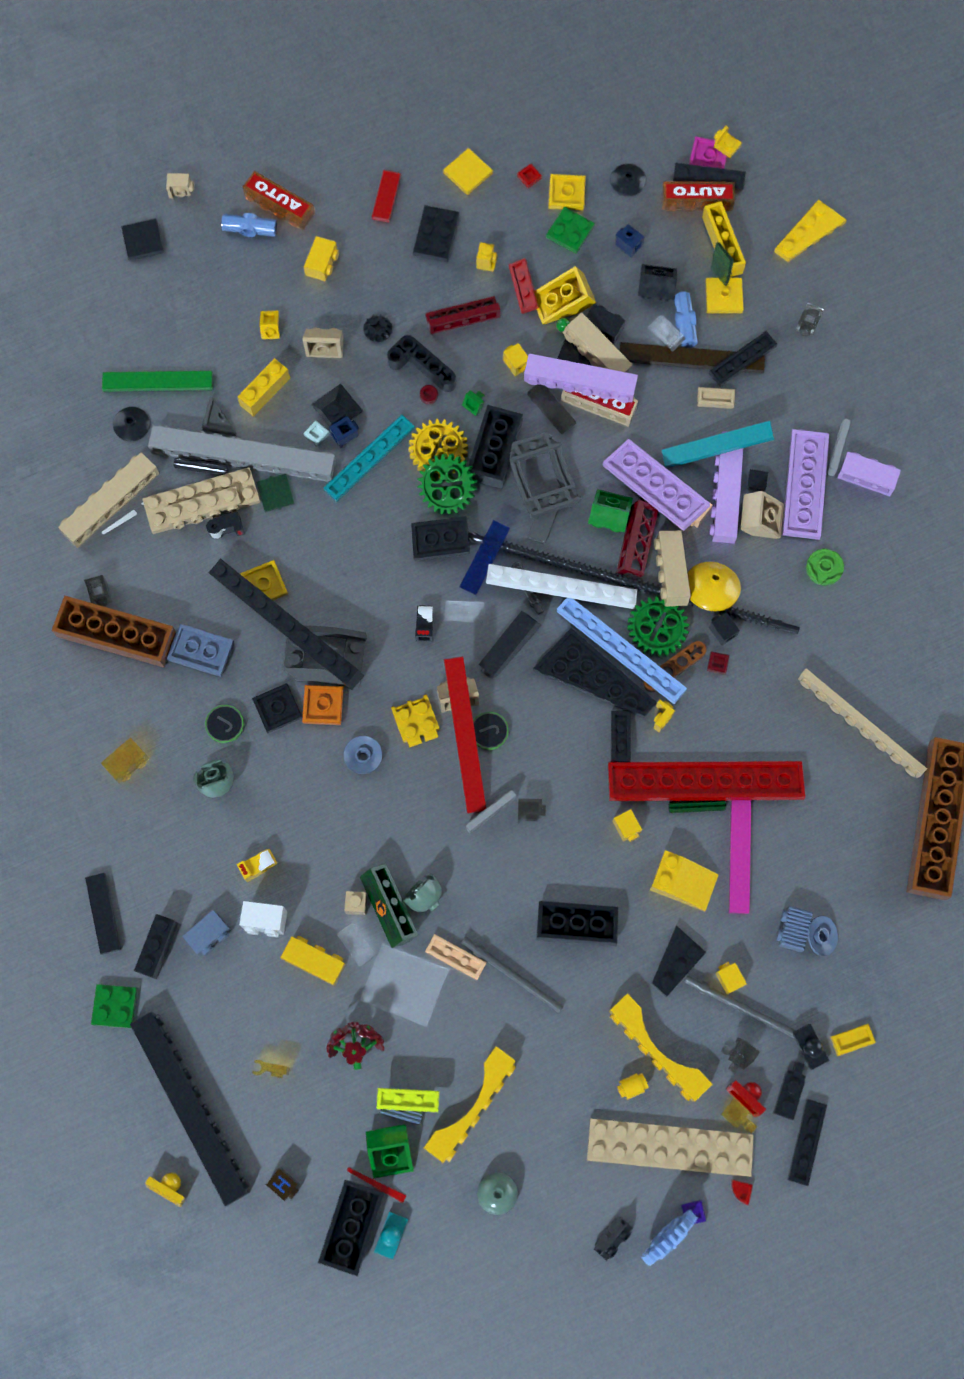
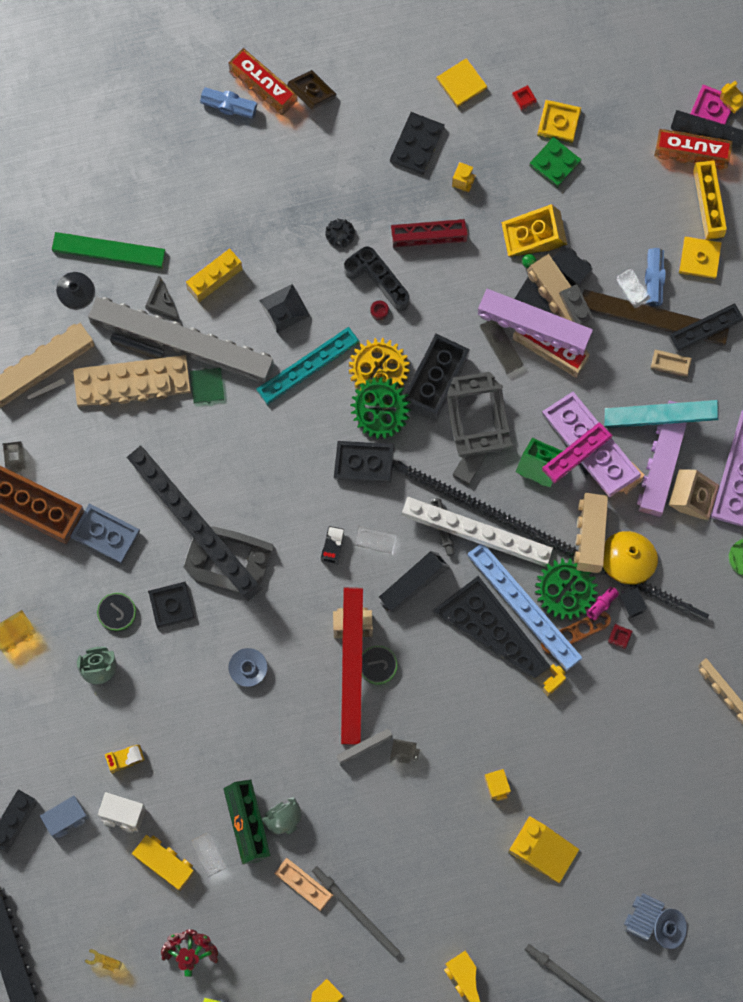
camera: 10 degrees right, 0 degrees up
(142, 239) = (117, 99): black tile -> none
(179, 185) = (165, 49): tan brick -> none
(224, 525) = (151, 410): black leg -> none
(267, 579) = (183, 473): yellow tile -> none
(269, 324) = (231, 210): yellow bracket -> none
(316, 433) = (259, 331): light aqua tile -> none
(320, 258) = (295, 150): yellow brick -> none
(322, 705) = (217, 610): orange plate -> none
(323, 342) = (282, 239): tan slope -> none
(326, 199) = (311, 89): none -> dark brown tile
(344, 425) = (287, 328): dark blue brick -> none
(355, 903) = (215, 813): tan brick -> none
(386, 196) = (373, 95): red tile -> none
(404, 985) = (248, 903): clear piece -> none
(416, 721) = (306, 642): yellow plate -> none
(473, 402) = (423, 327): green tile -> none
(485, 555) = (405, 488): clear blue tile -> none
(515, 359) = (473, 288): yellow brick -> none
(523, 286) = (496, 213): red tile -> none
(577, 923) = (429, 872): black brick -> none
(616, 355) = (576, 305): none -> dark grey plate
(620, 736) = (507, 694): black hinge -> none
(625, 185) = (622, 125): black dish -> none
(629, 240) = (613, 183): dark blue brick -> none
(630, 539) = (555, 496): dark red fence -> none
(644, 493) = (577, 452): none -> dark pink tile
(657, 282) = (633, 232): black slope -> none
(677, 961) = (521, 928): black wing -> none
(695, 633) = (602, 603): none -> dark pink pin
(696, 806) = (571, 777): dark green axle -> none
(706, 781) = (584, 753): red plate -> none
(722, 263) = (702, 225): clear green piece -> none
(730, 977) = (570, 953): yellow brick -> none
(740, 857) = (604, 833): dark pink tile -> none
(757, 480) = (696, 456): black tile -> none

